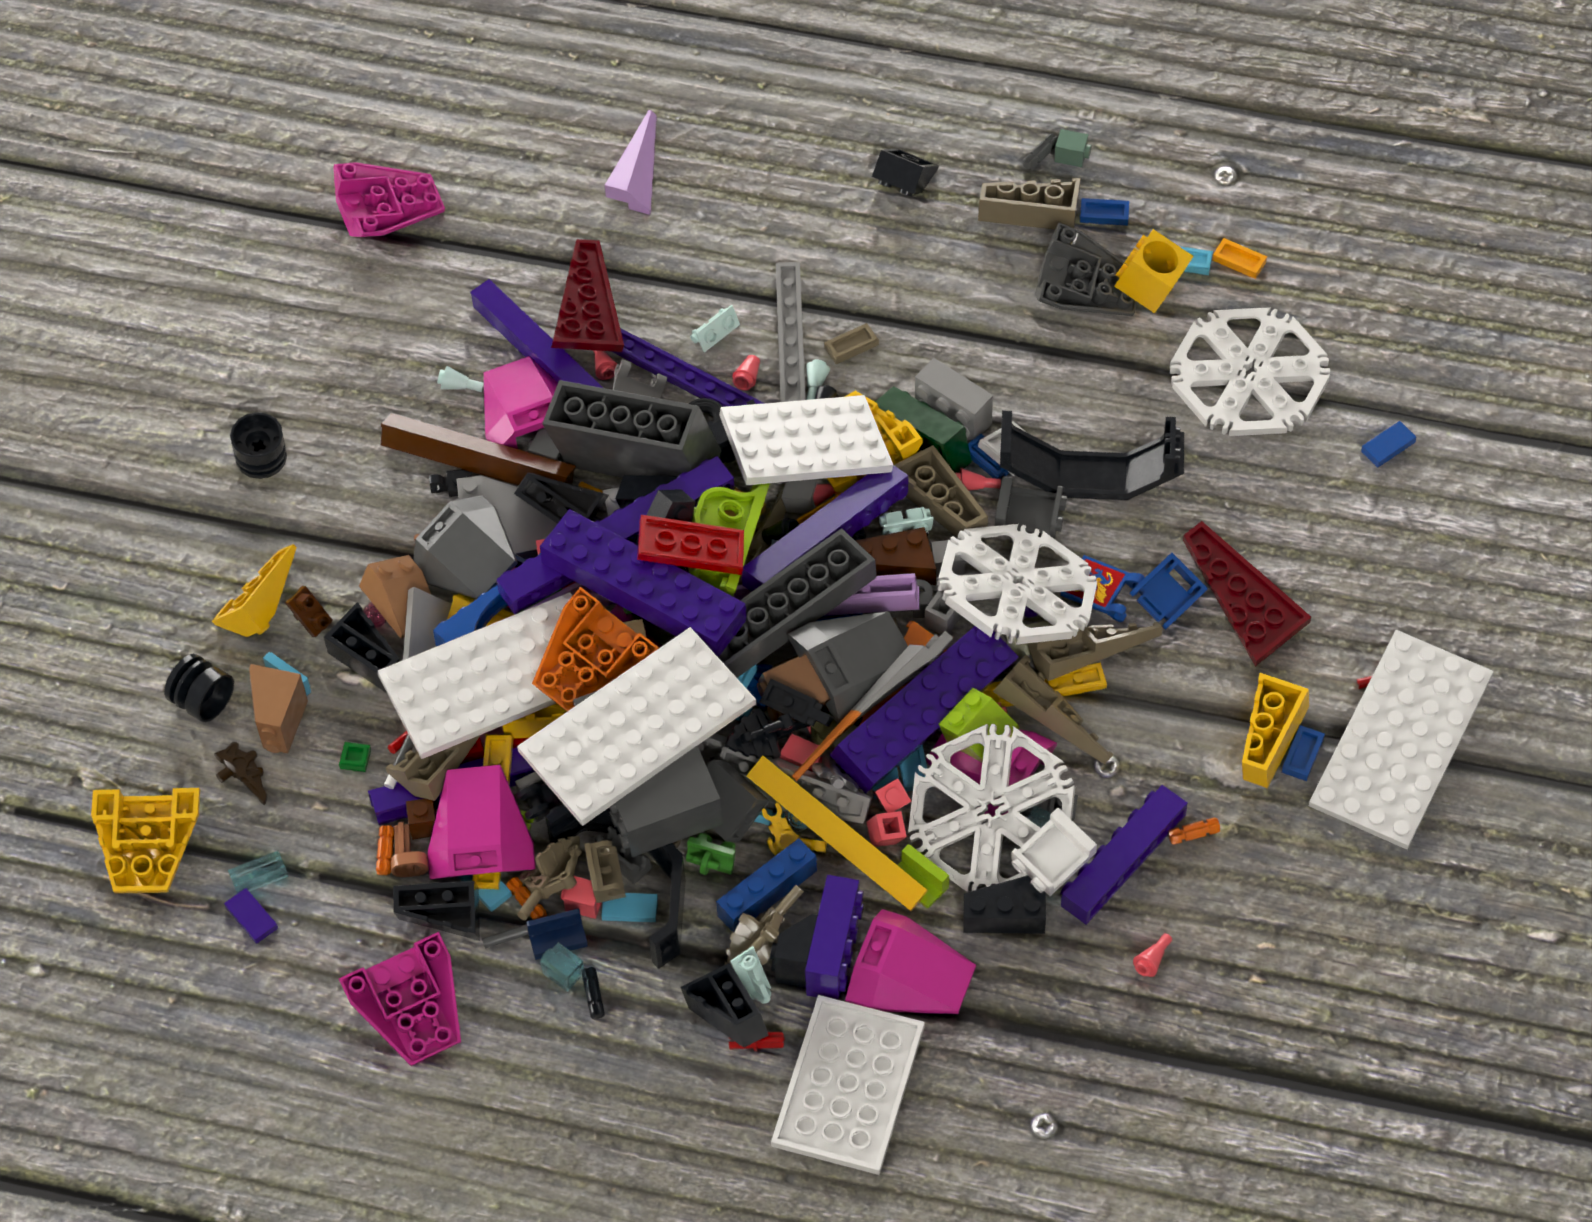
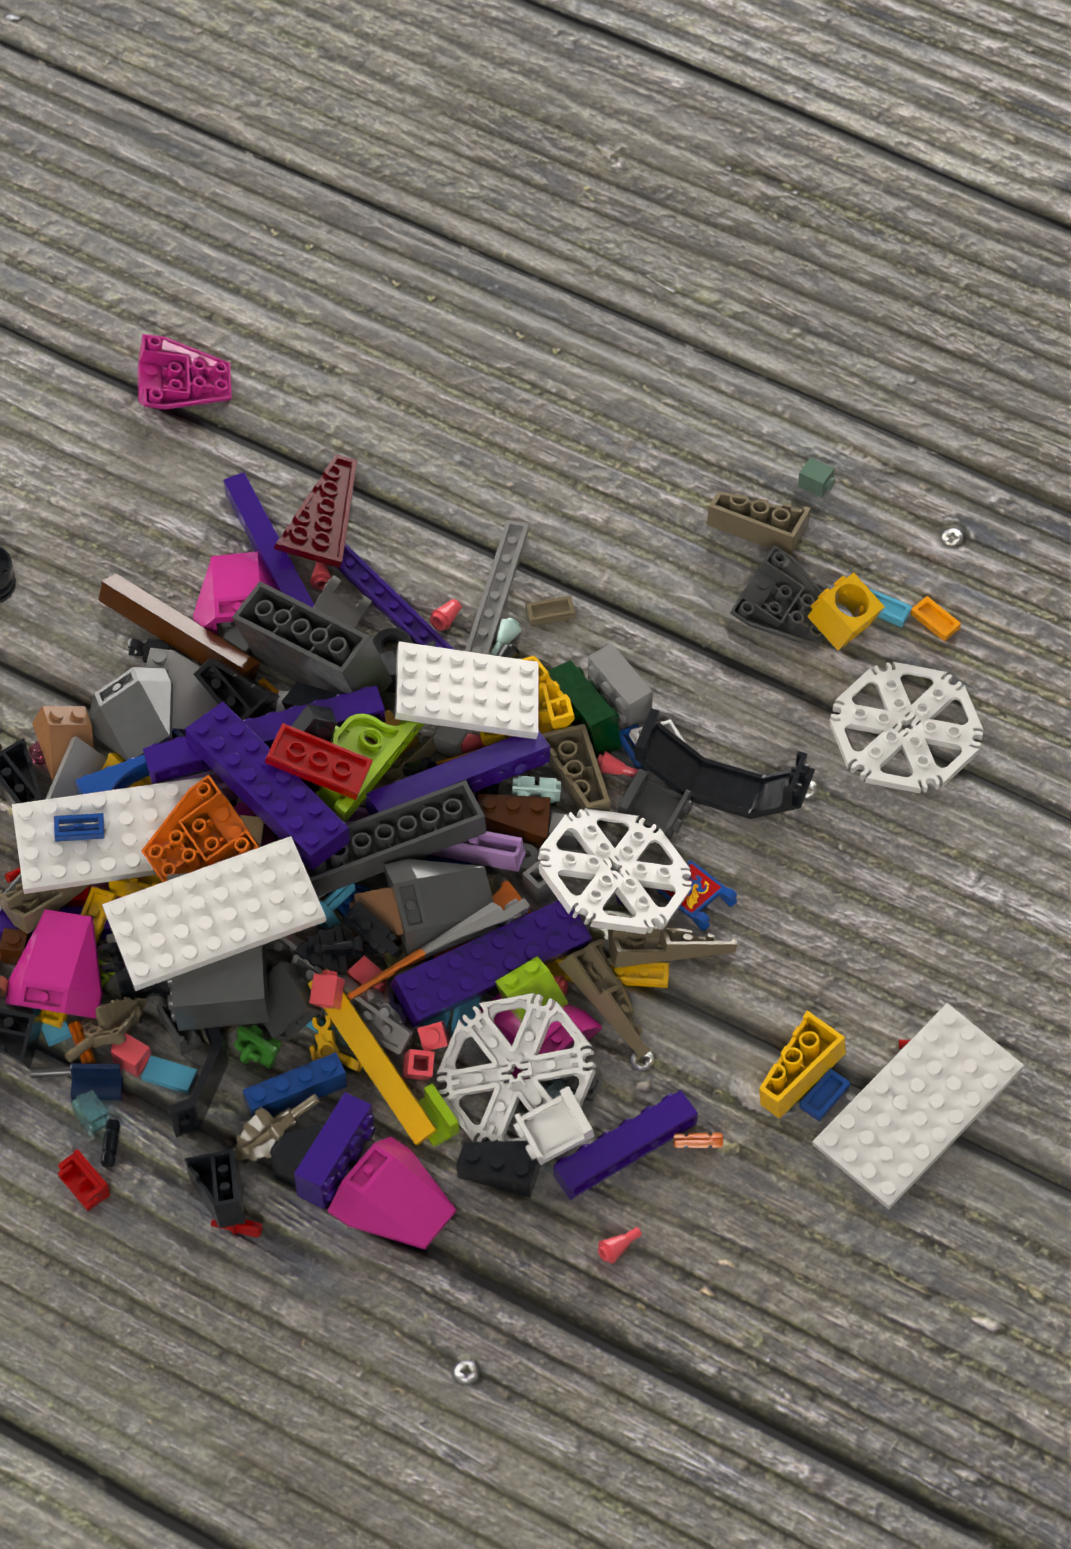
camera: 15 degrees right, 0 degrees up
(453, 380) = (182, 556): light aqua cone -> none
(459, 679) = (79, 831): none -> blue tile
(579, 1038) = (83, 1180): none -> red hinge
(604, 871) = (152, 1036): dark tan hinge -> none
(634, 171) = (411, 404): lavender wedge -> none
(717, 328) = (432, 567): light aqua hinge -> none
(752, 975) = (251, 1166): light aqua hinge -> none
(772, 776) = (327, 990): none -> coral brick
(848, 1084) = (303, 1286): white plate -> none
(903, 171) = (654, 461): black slope -> none
(1040, 152) = (786, 474): dark grey axle -> none
(1104, 211) = (826, 544): blue tile -> none
(1164, 595) = (749, 916): blue container -> none
(1252, 603) = (828, 944): dark red wing -> none
(1388, 444) = (1010, 827): blue tile -> none

